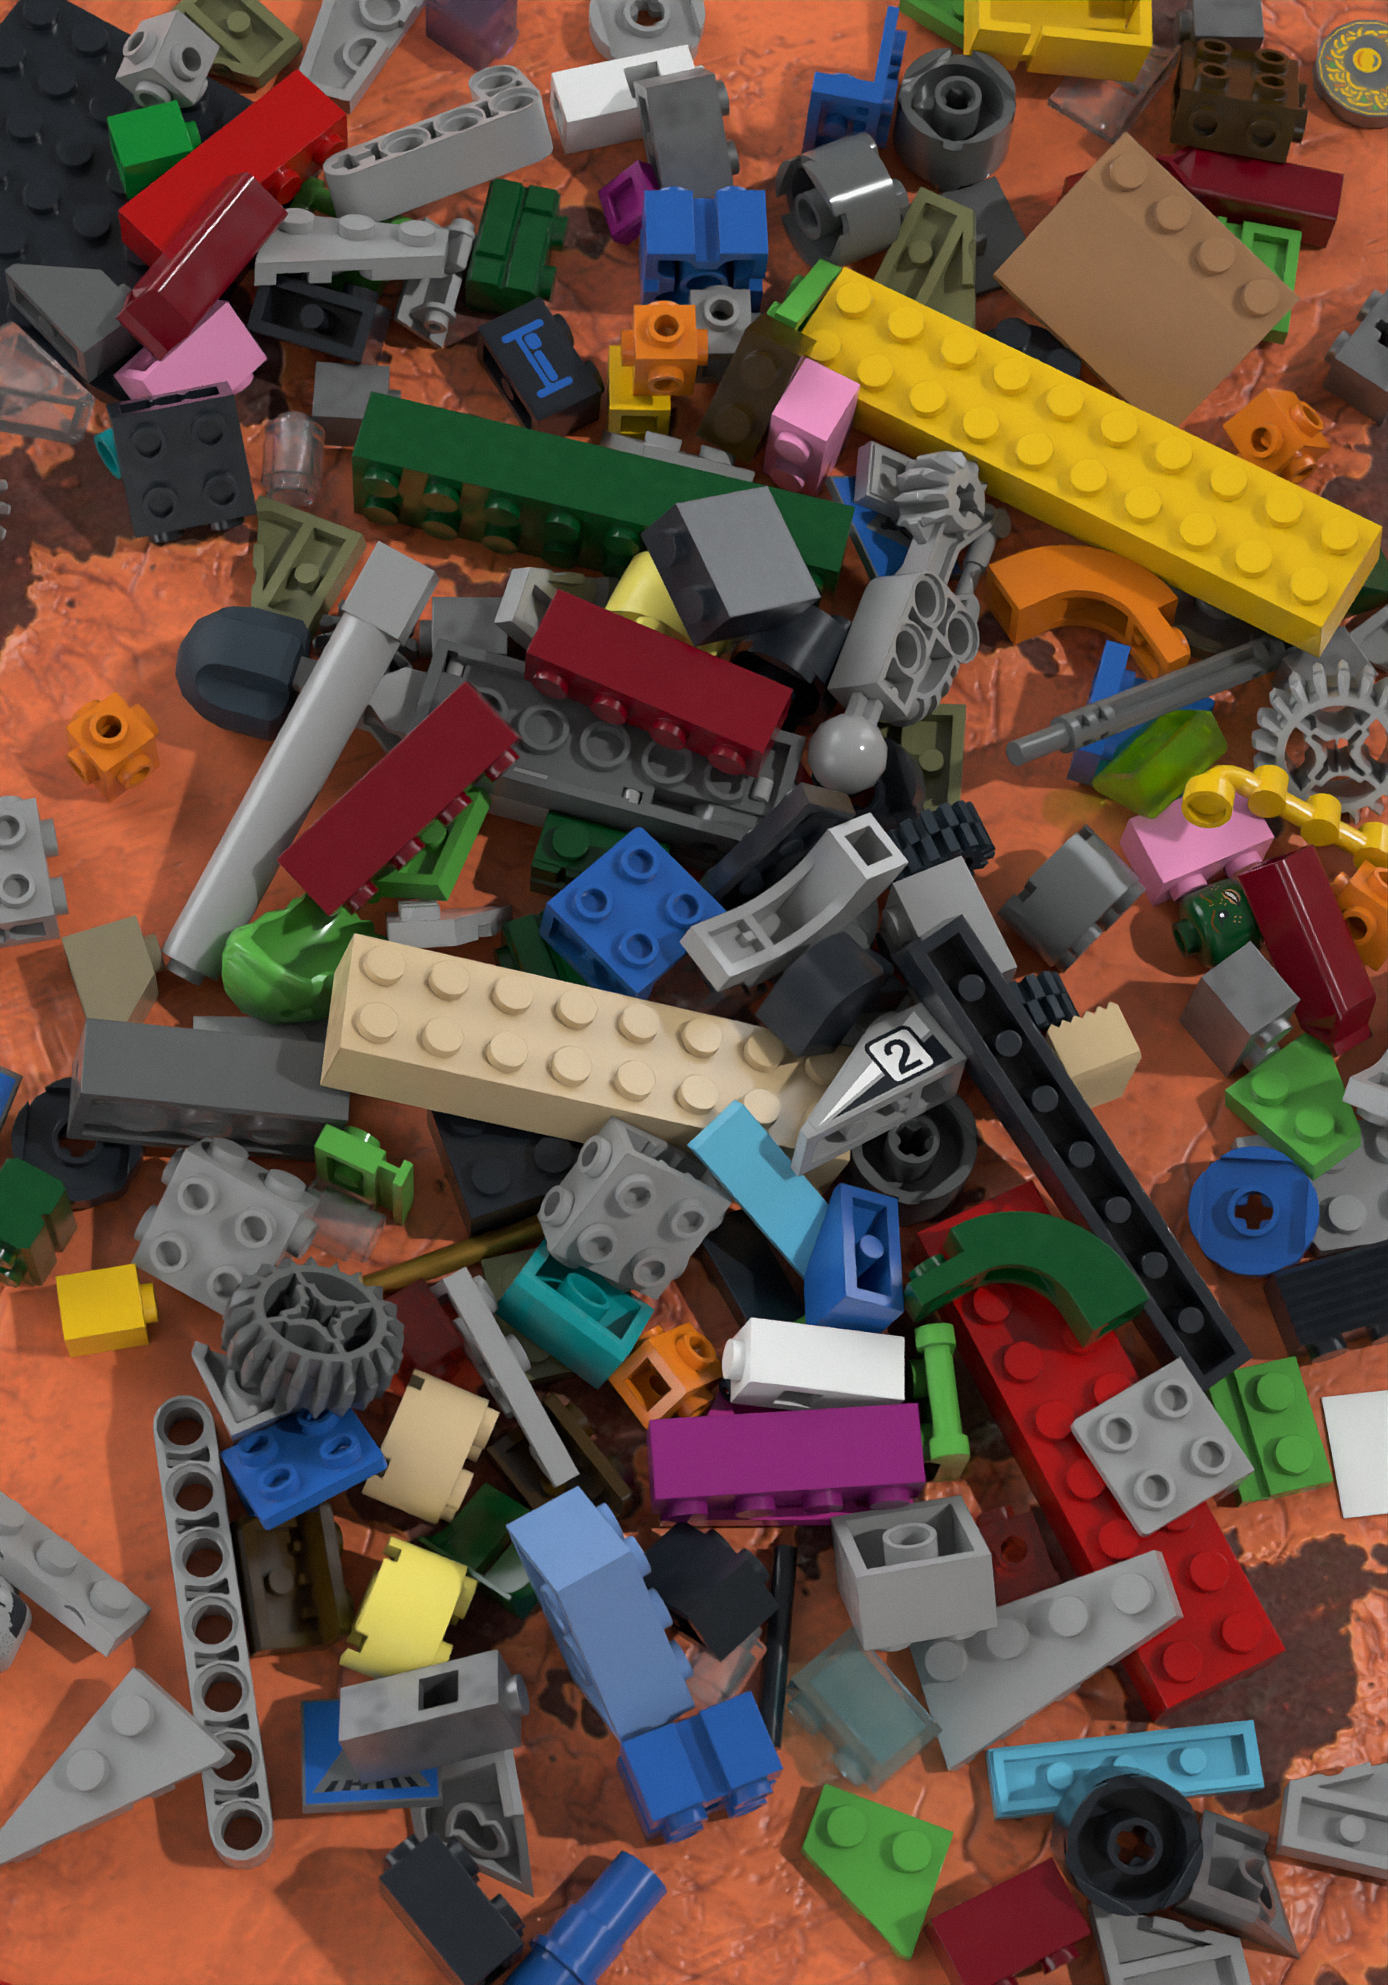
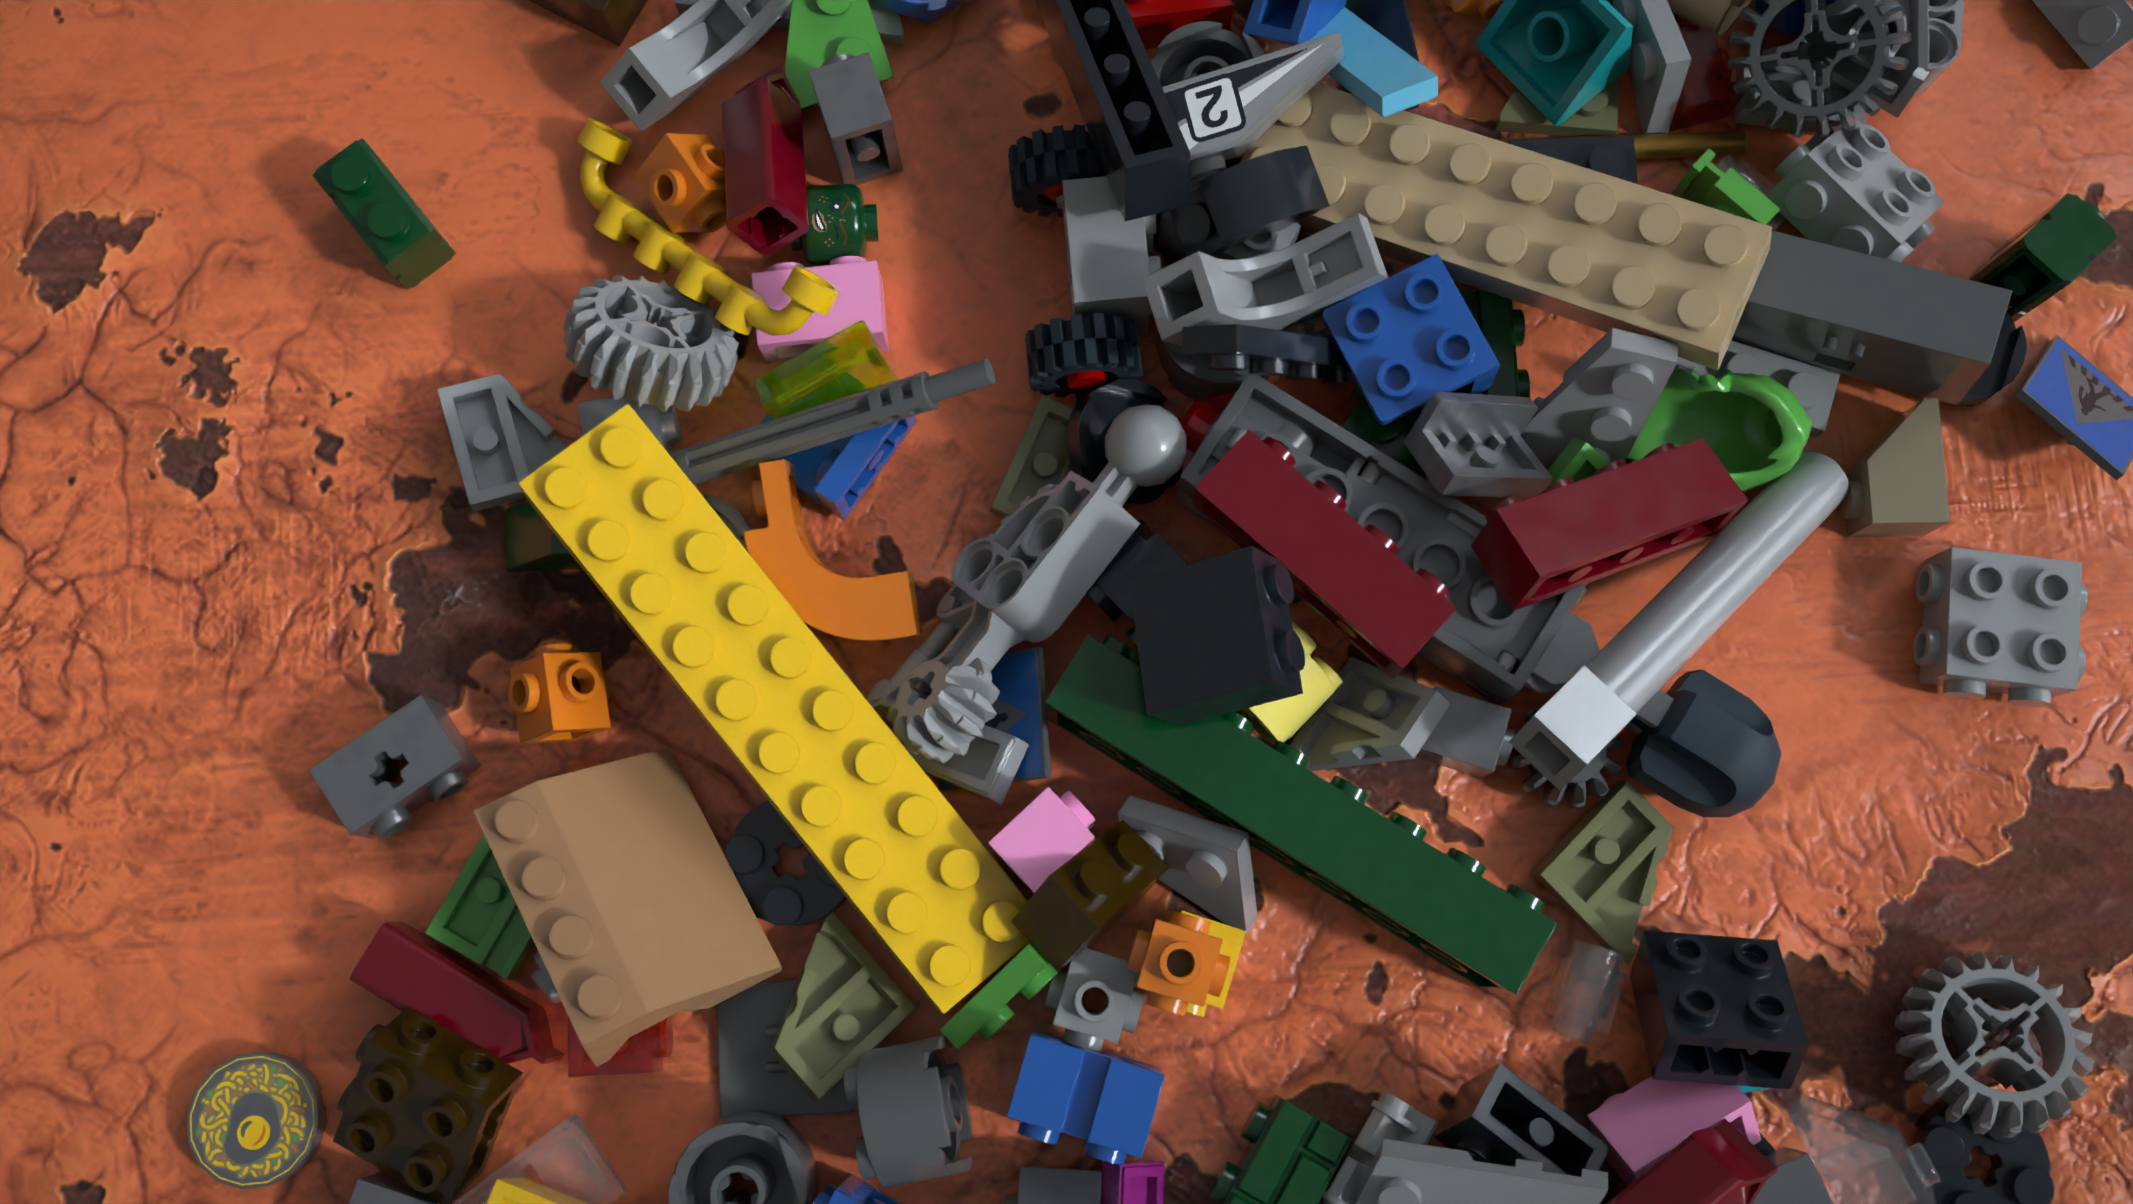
camera: 150 degrees left, 10 degrees up
(105, 1310) = (1975, 180): yellow brick -> none
(112, 745) = (1849, 719): orange brick -> none
(342, 397) = (1507, 1033): flat silver brick -> none
(538, 839) = (1477, 446): none -> flat silver bracket
(539, 370) = (1296, 1016): black brick -> none
(632, 1209) = (1498, 88): light grey brick -> none
(1068, 896) = (968, 274): dark grey brick -> none
(1096, 1053) = (1018, 102): tan brick -> none

